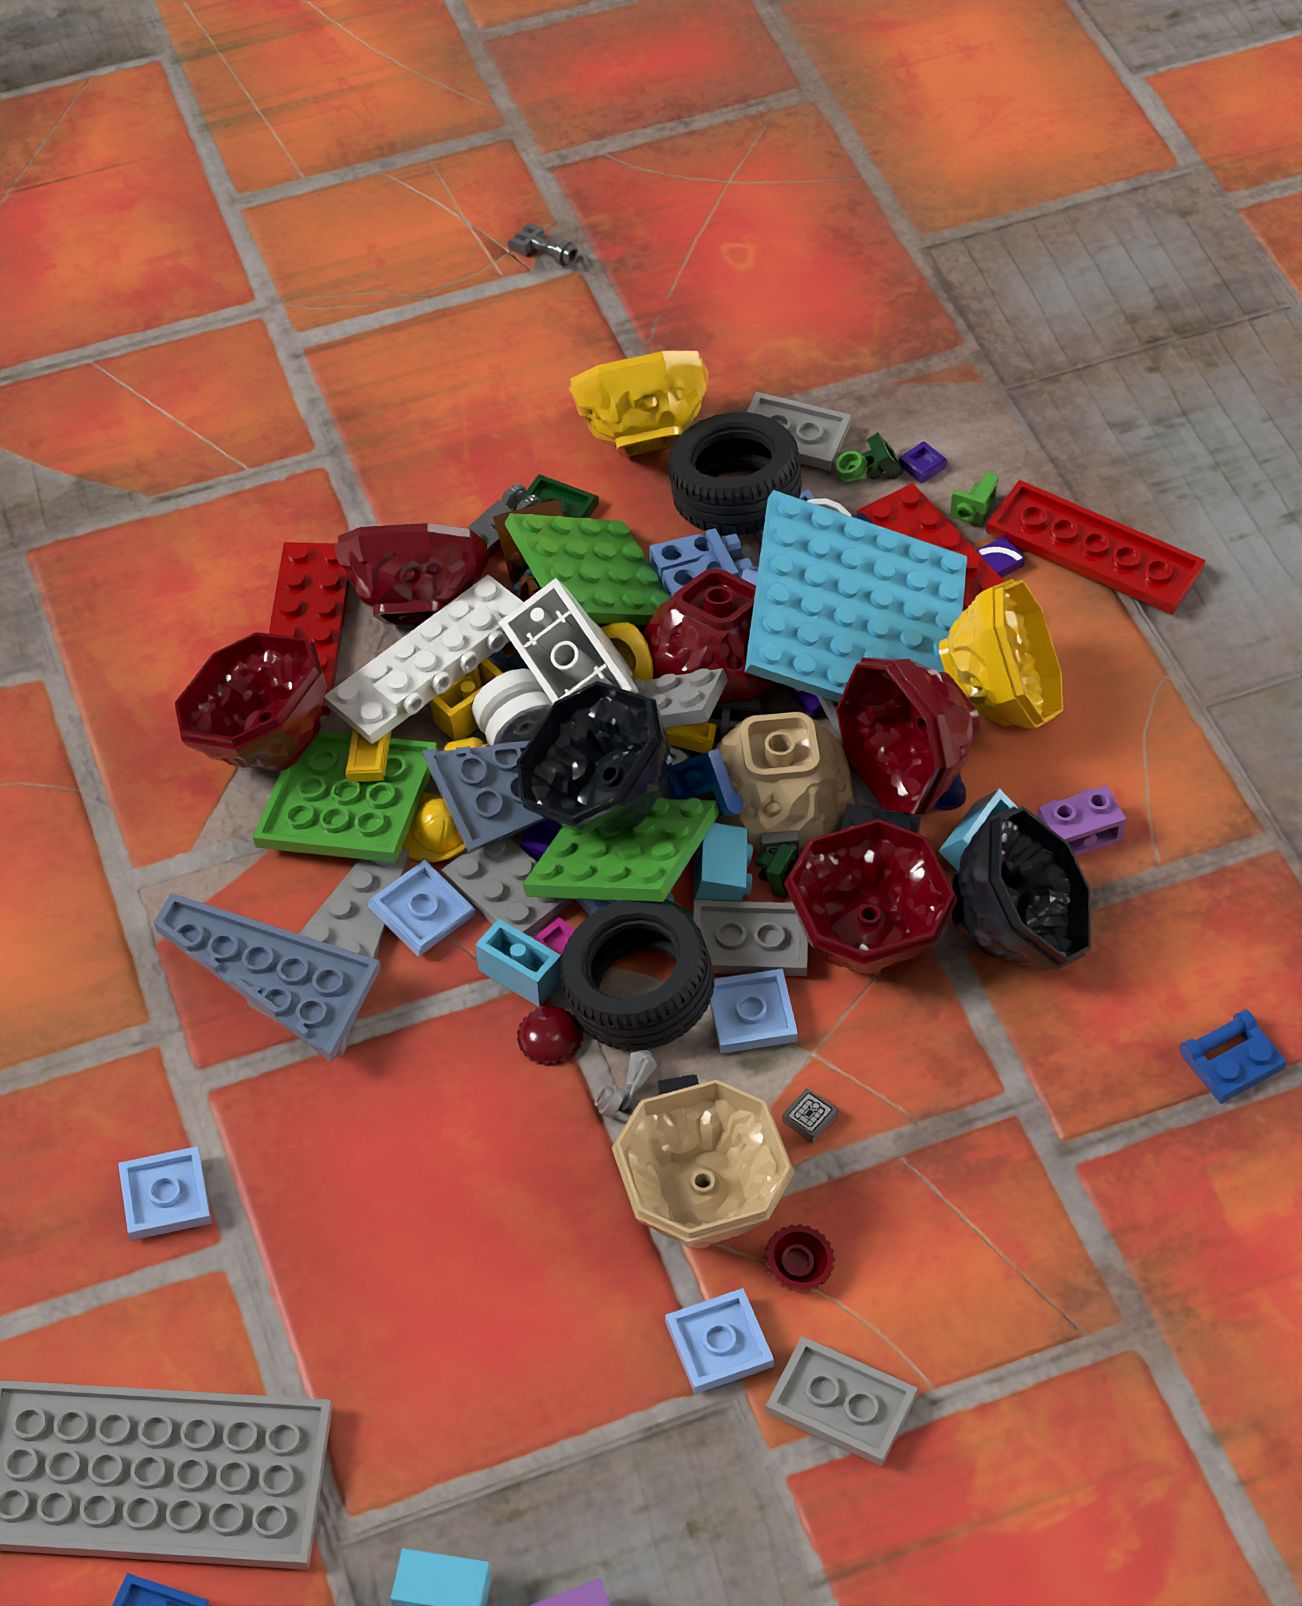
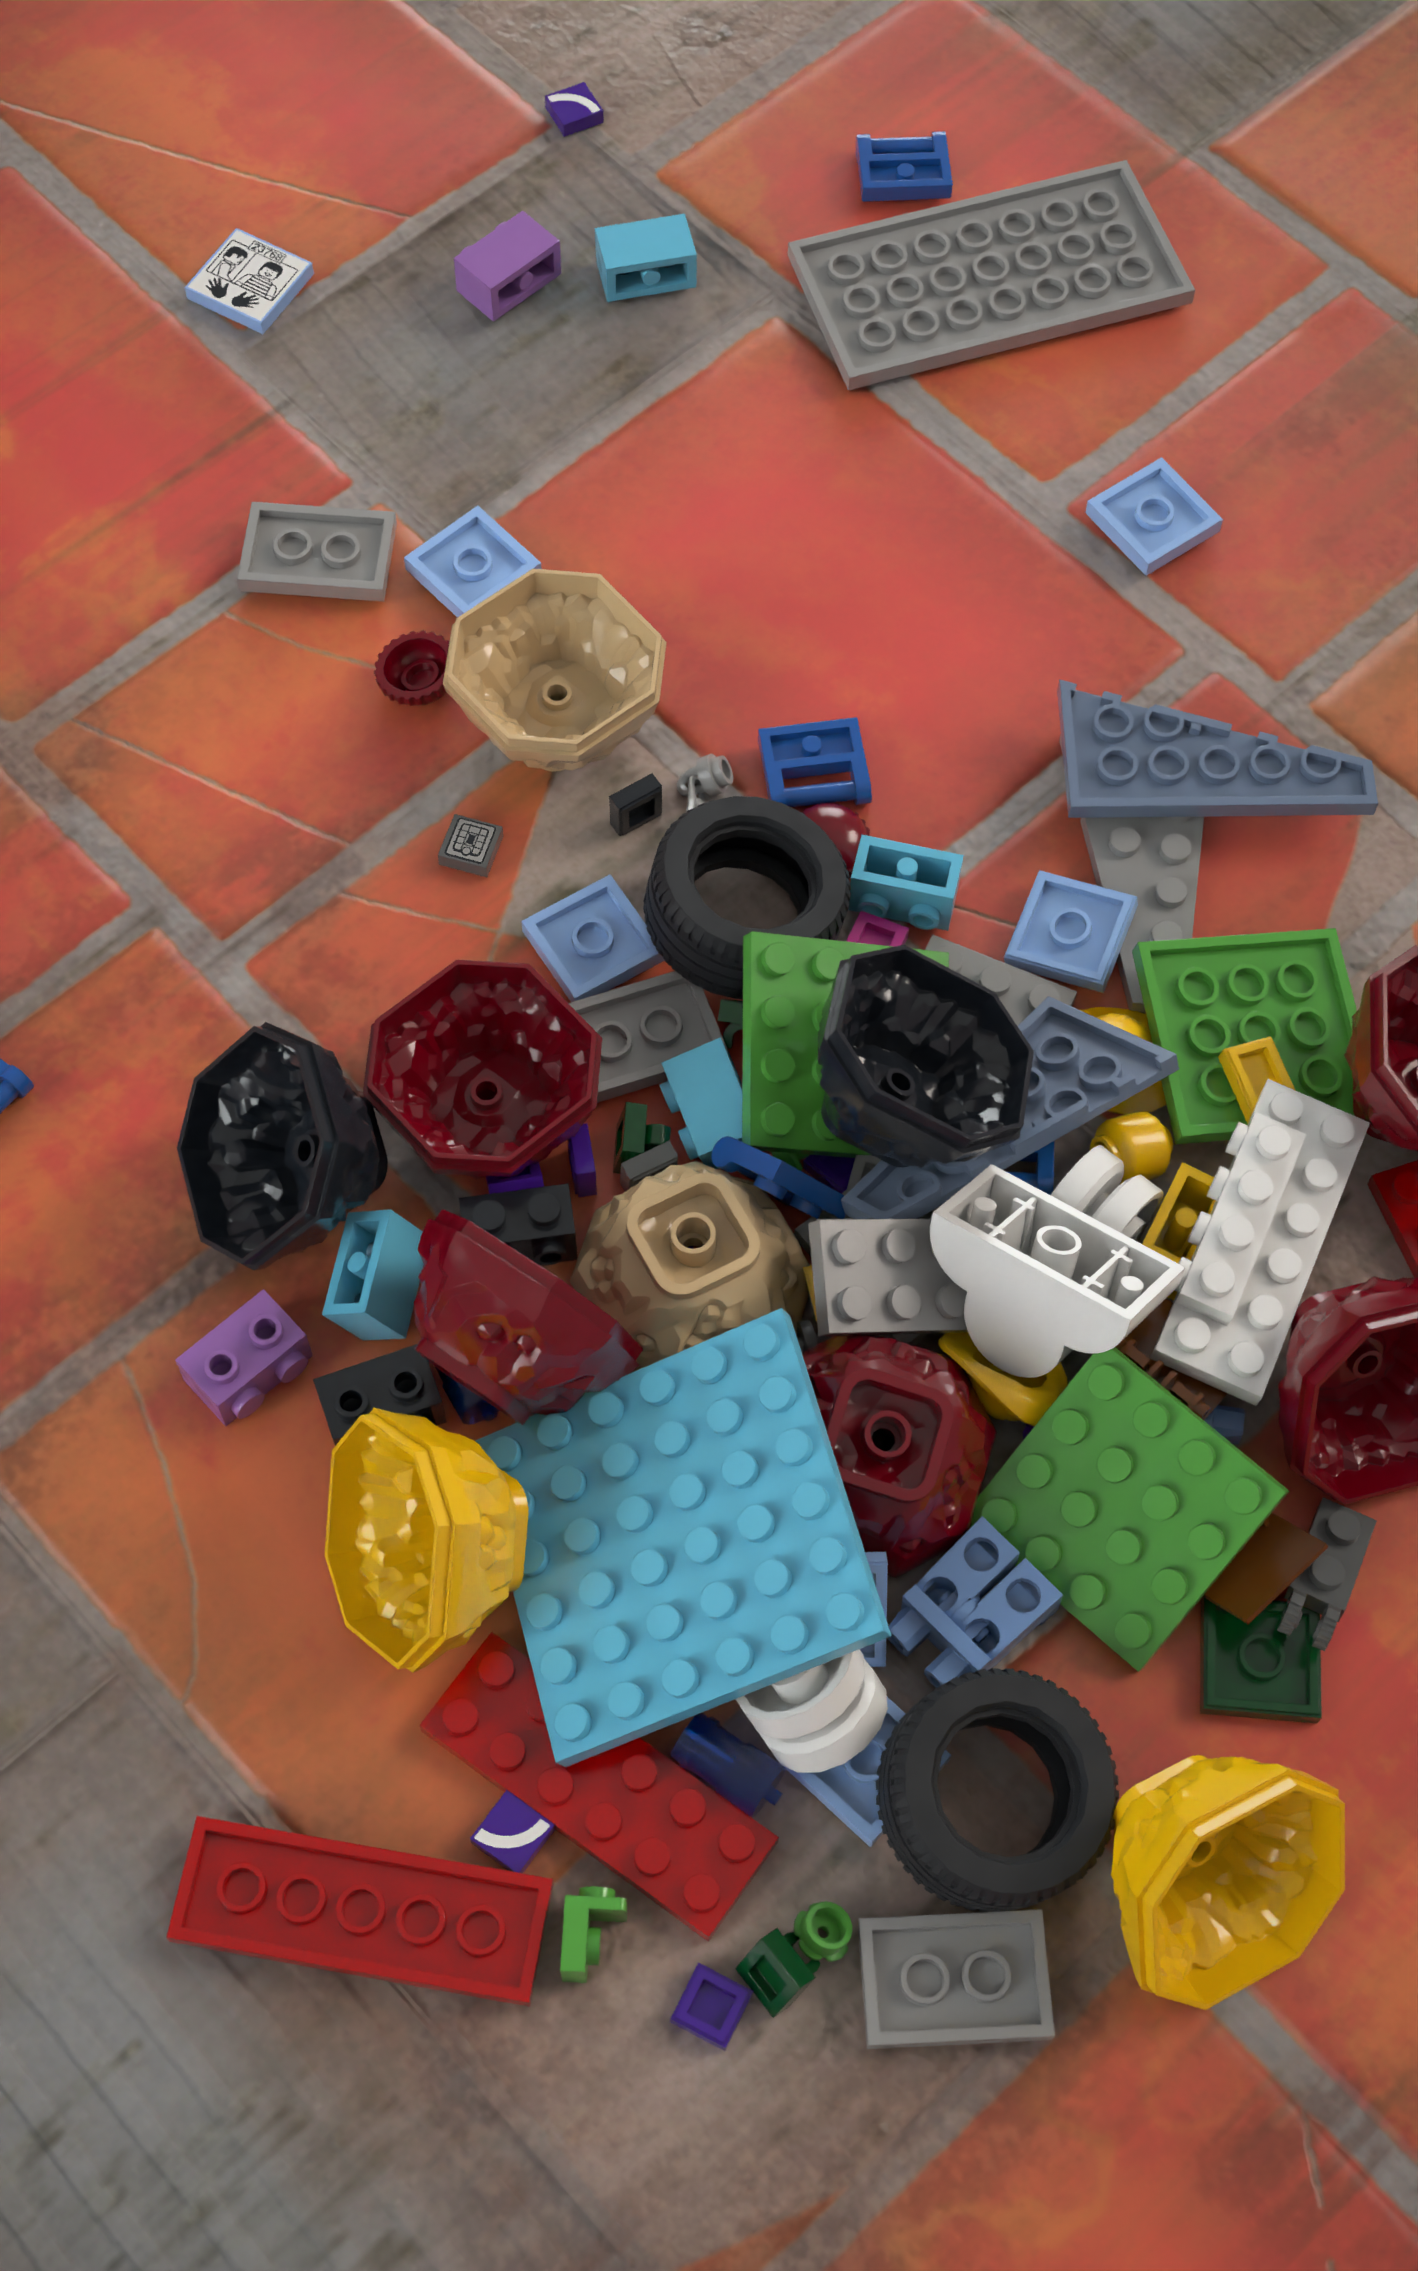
camera: 155 degrees right, 10 degrees up
(529, 1094) = (815, 751): none -> blue plate
(1009, 768) = (390, 1382): none -> black brick

